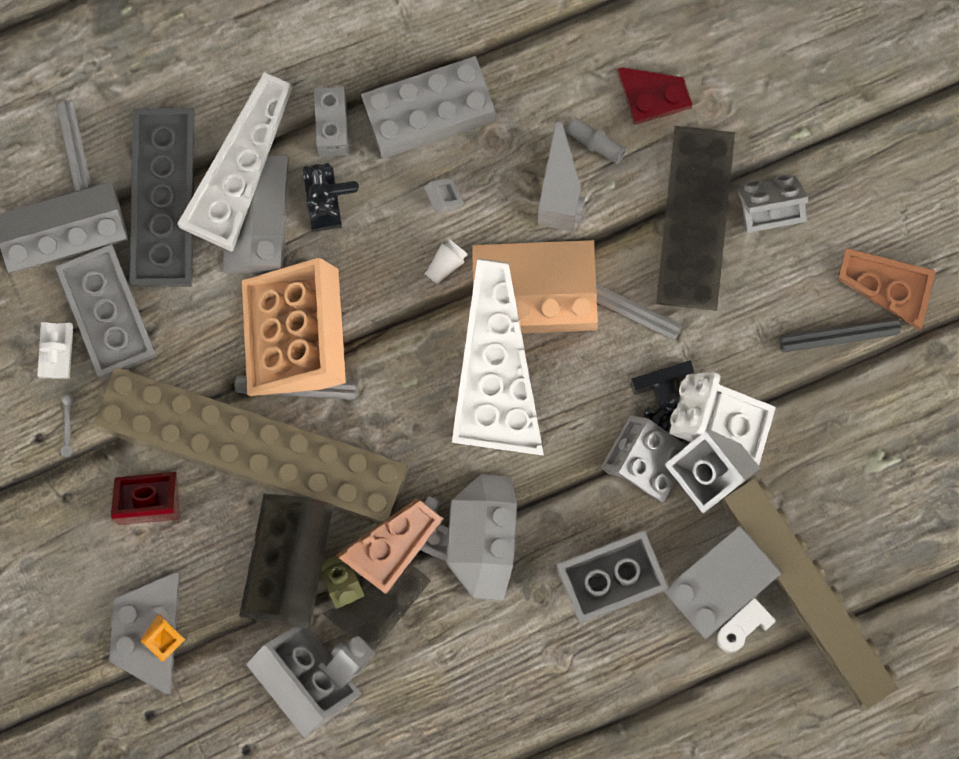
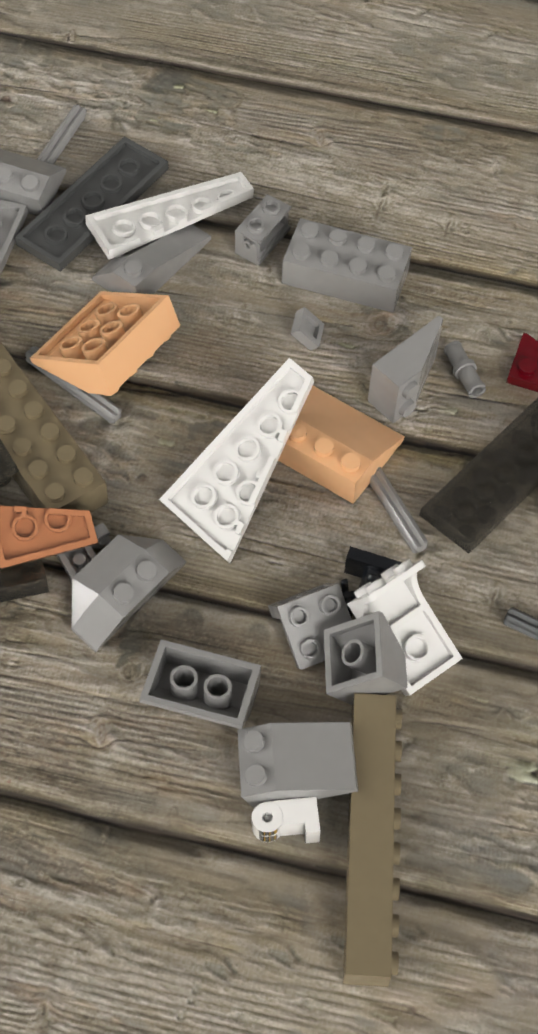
camera: 30 degrees right, 20 degrees down
(323, 196) = (211, 270): black piece -> none
(446, 261) = (261, 374): white cone -> none

